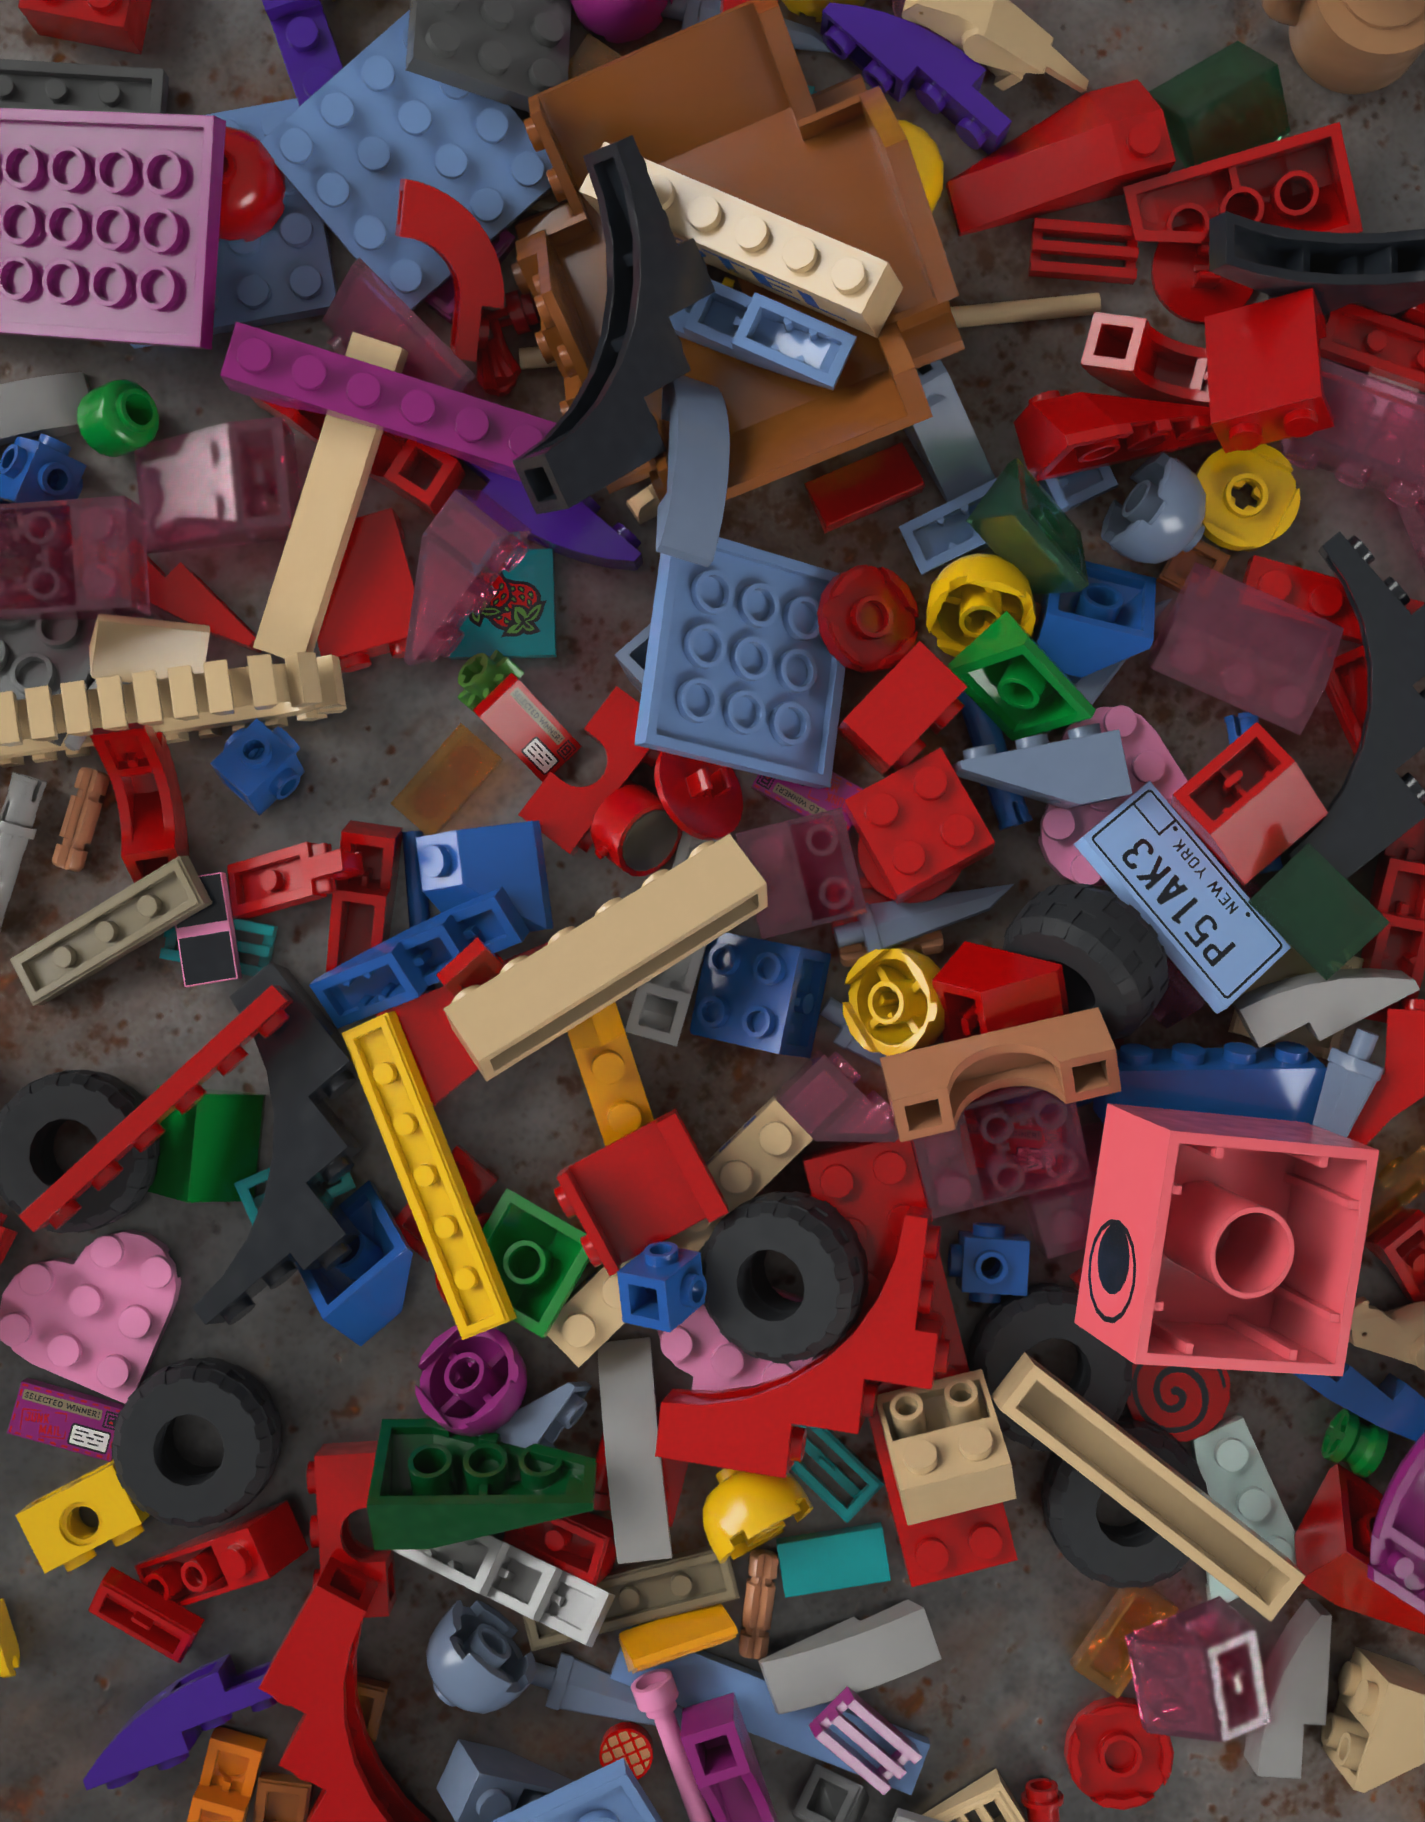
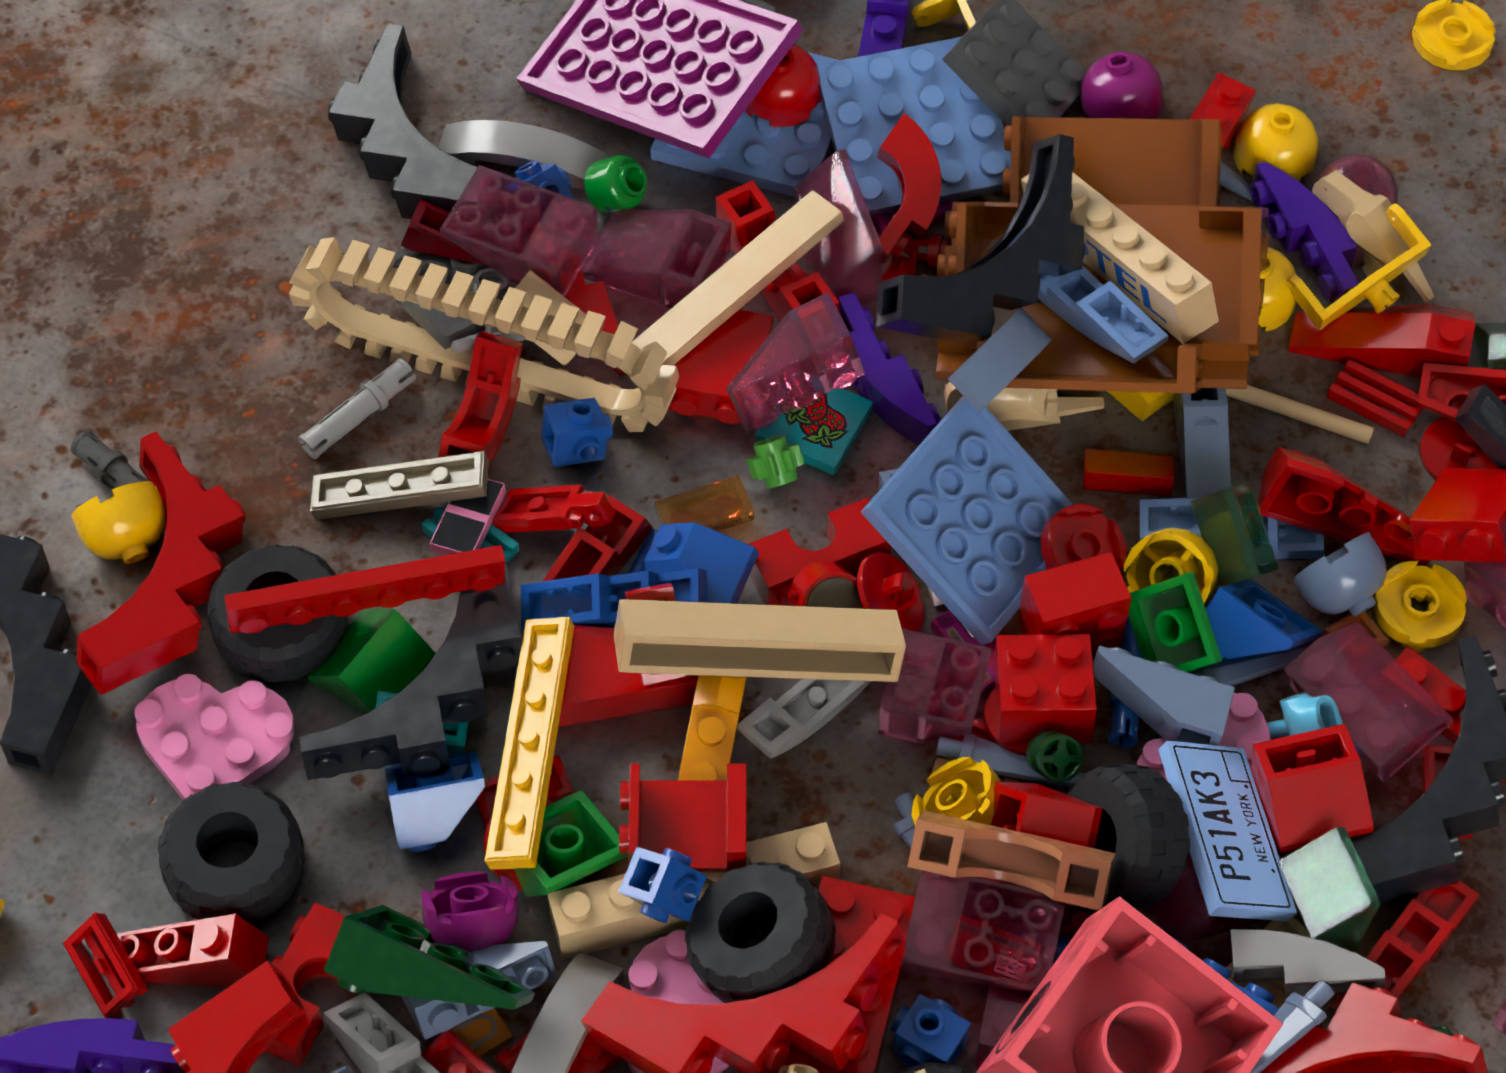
camera: 25 degrees right, 30 degrees down
(57, 1530) = (92, 852): yellow brick -> none
(65, 1419) = (136, 798): tile -> none
(80, 819) = (423, 414): nougat axle -> none
(356, 391) = (764, 197): magenta arch -> none
(527, 727) = (786, 494): tile -> none
(760, 994) = (862, 761): blue bracket -> none
(832, 1107) = (869, 843): clear pink slope -> none
(969, 902) = (1065, 759): none -> dark green wheel
(1033, 118) = (1376, 286): none -> yellow piece
(1143, 362) = (1376, 464): red arch -> none
(1203, 717) = (1304, 714): none -> medium azure piece

